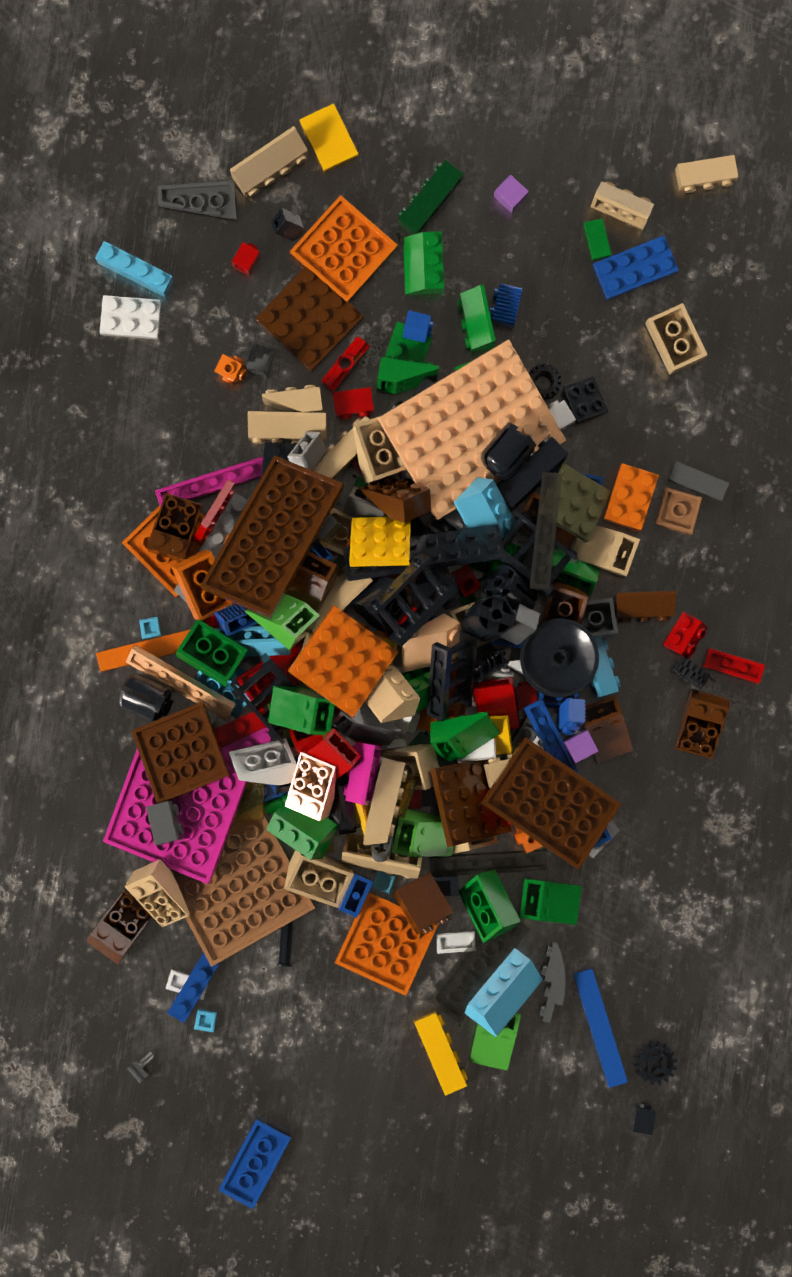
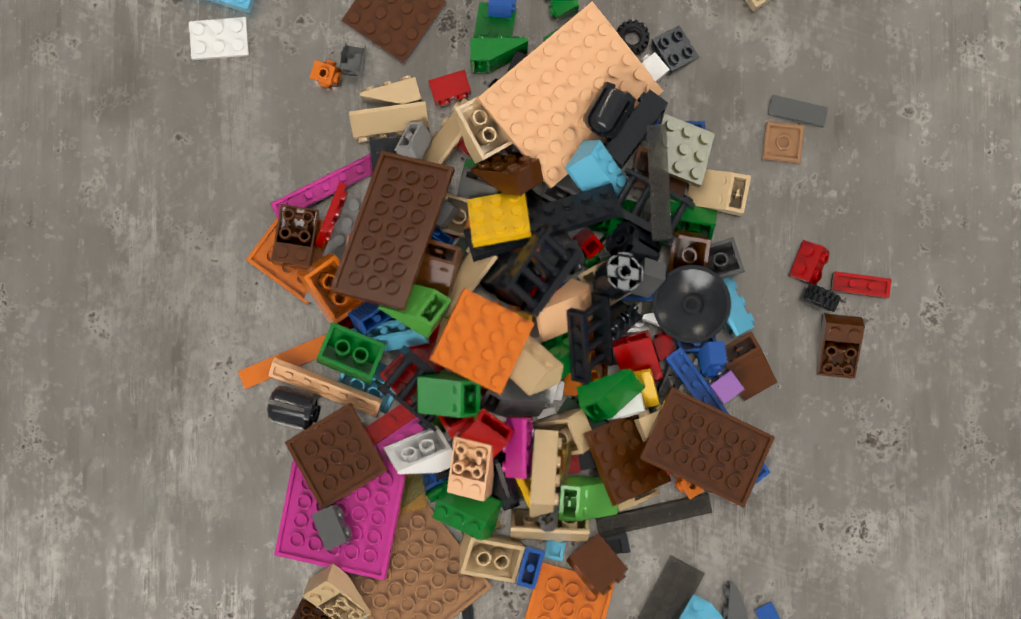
camera: 10 degrees left, 0 degrees up
(150, 628) = (287, 338): medium azure tile -> none
(353, 354) = (430, 61): red piece -> none
(453, 941) = (632, 597): white tile -> none
(489, 905) = (661, 557): green slope -> none
(549, 901) = (719, 543): green slope -> none
(630, 498) = (734, 137): orange brick -> none
(644, 606) = (766, 240): reddish brown slope -> none

